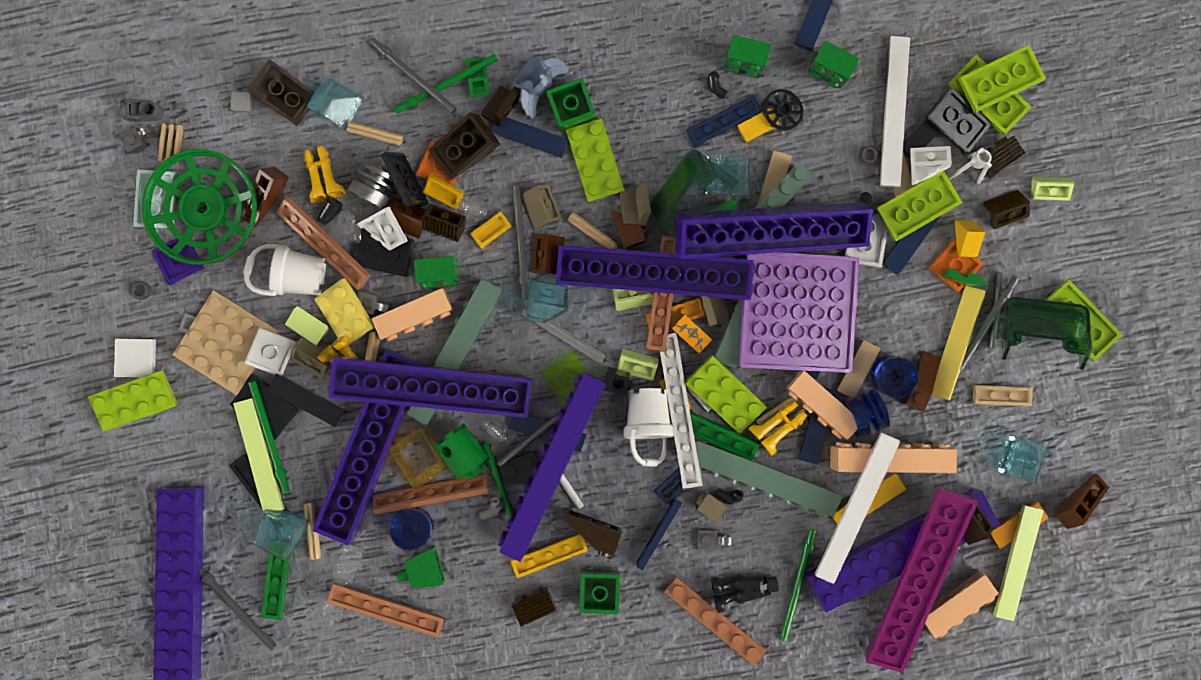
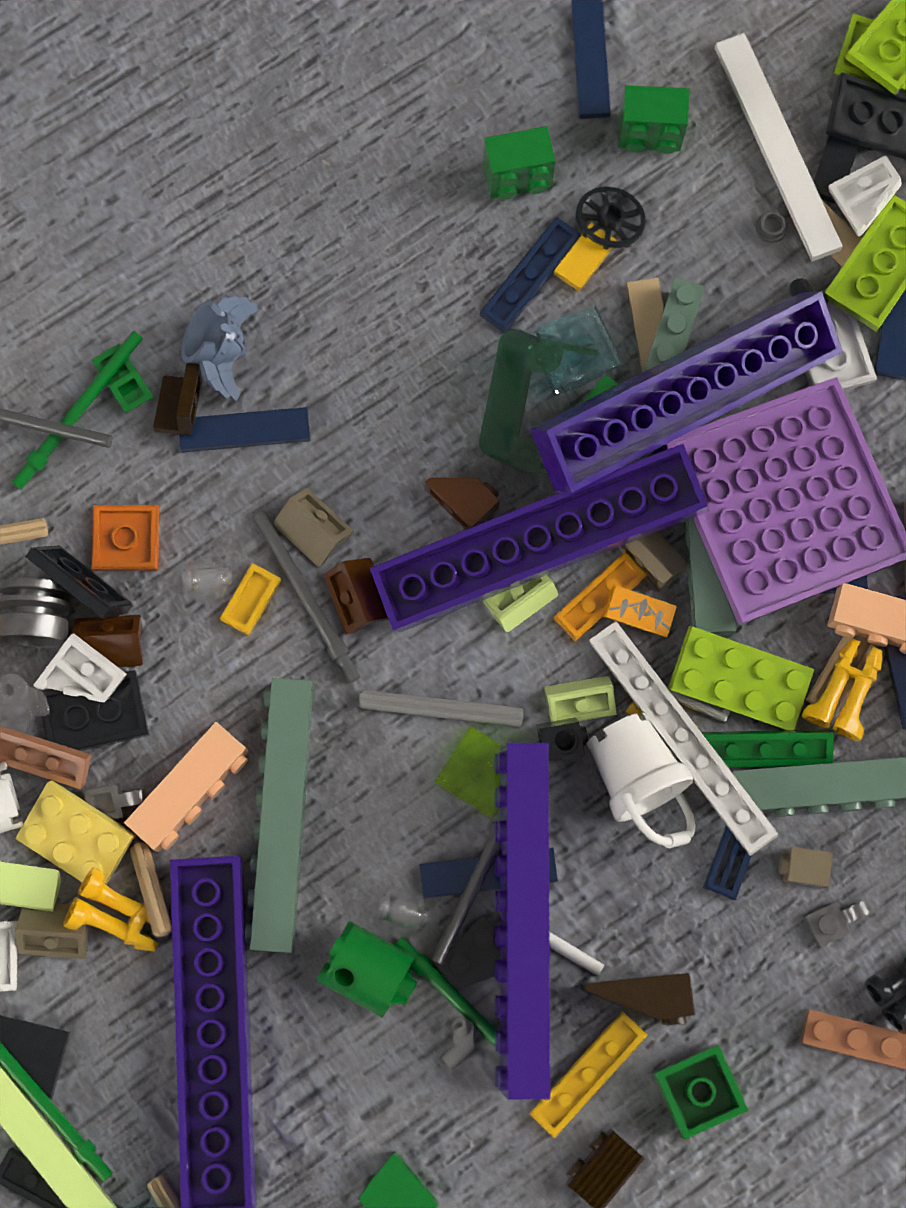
camera: 30 degrees left, 10 degrees down
(305, 399) = (73, 1008): black tile -> none
(403, 536) = (324, 1129): clear blue wheel -> none
(427, 475) = (330, 1033): clear yellow window -> none
(429, 387) = (268, 883): dark purple brick -> none
(430, 494) = (347, 1066): nougat plate -> none
(437, 271) = (196, 699): green brick -> none
(443, 192) = (148, 574): yellow tile -> none
(444, 222) = (171, 619): dark brown brick -> none
(464, 145) = (149, 488): dark brown slope -> none
(545, 301) = (389, 667): clear light blue slope -> none
(571, 104) = (287, 352): green brick -> none
(592, 232) = (406, 528): tan axle -> none
(595, 160) = (363, 421): lime plate -> none
(635, 205) = (461, 457): dark tan panel -> none
(658, 533) = (746, 951): dark blue tile -> none
(661, 308) = (575, 595): nougat plate -> none
(713, 85) = (489, 228): black arm -> none
(730, 497) = (829, 840): black arm -> none

